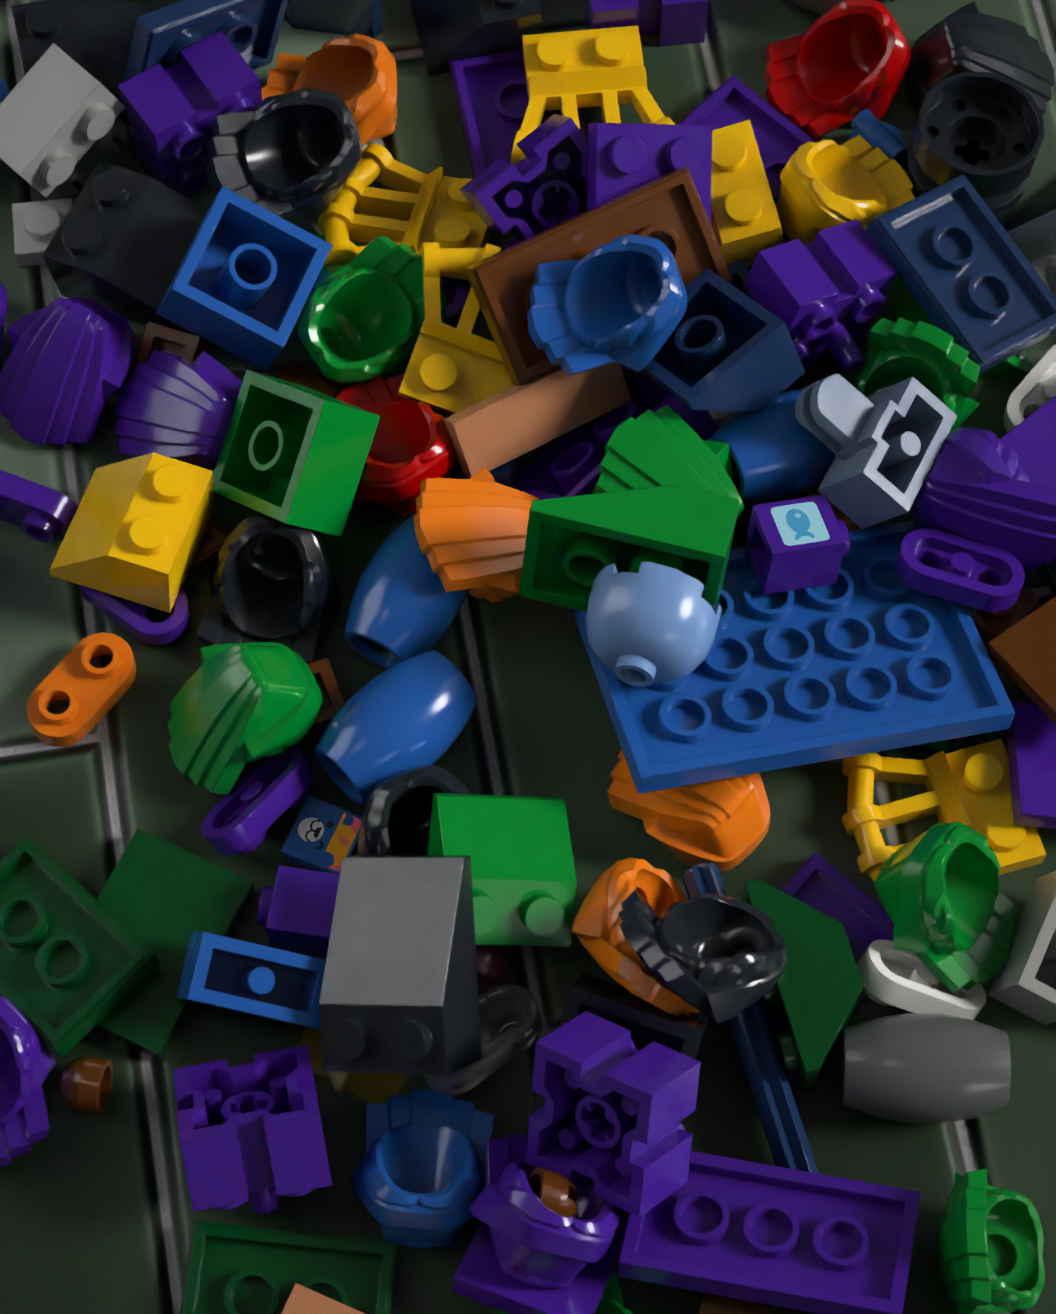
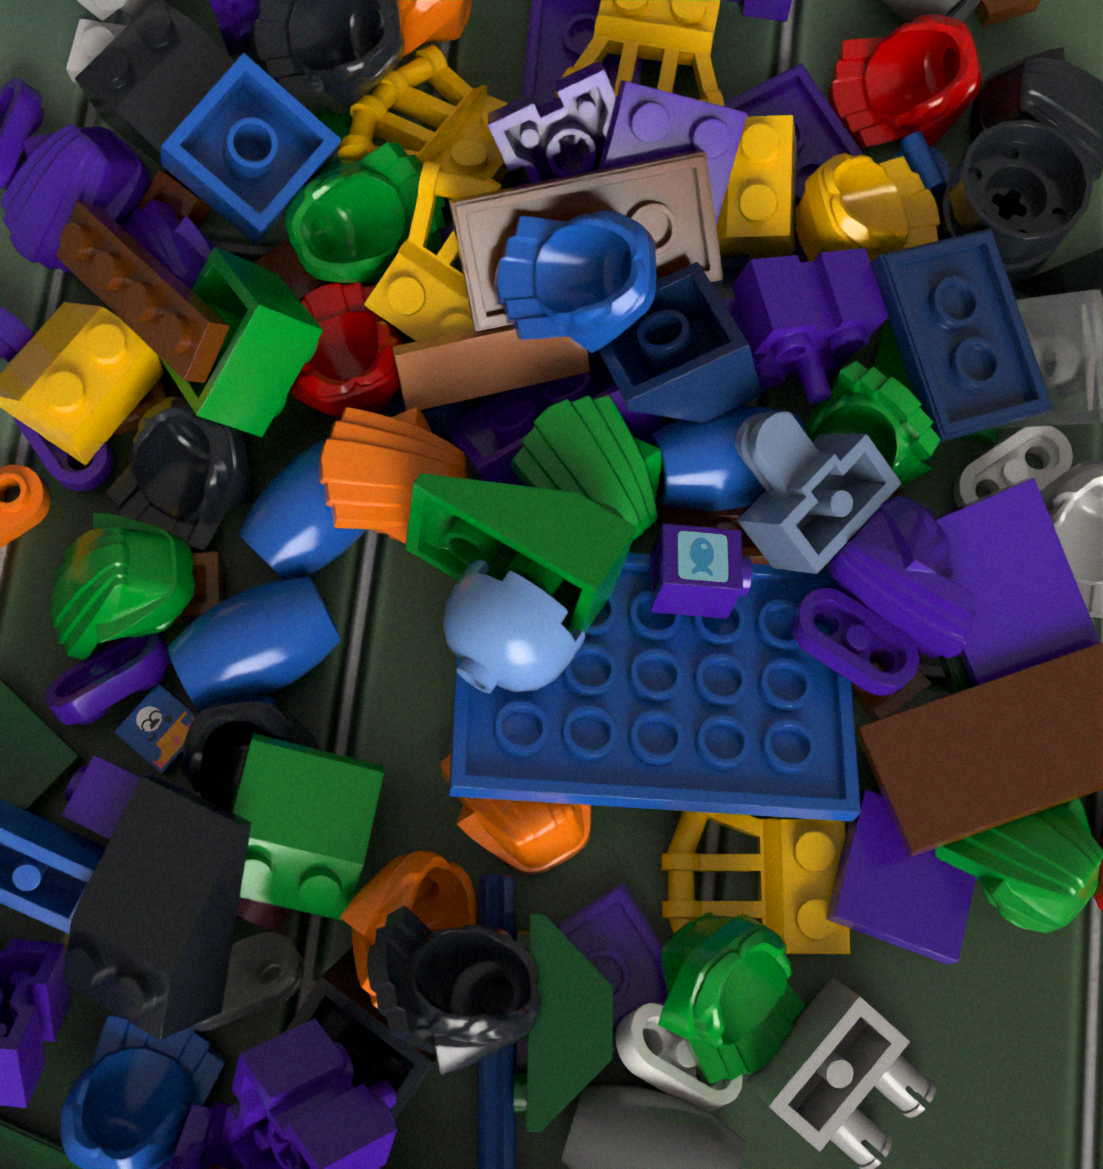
camera: 20 degrees right, 10 degrees up
(188, 428) = (142, 292): none -> reddish brown plate

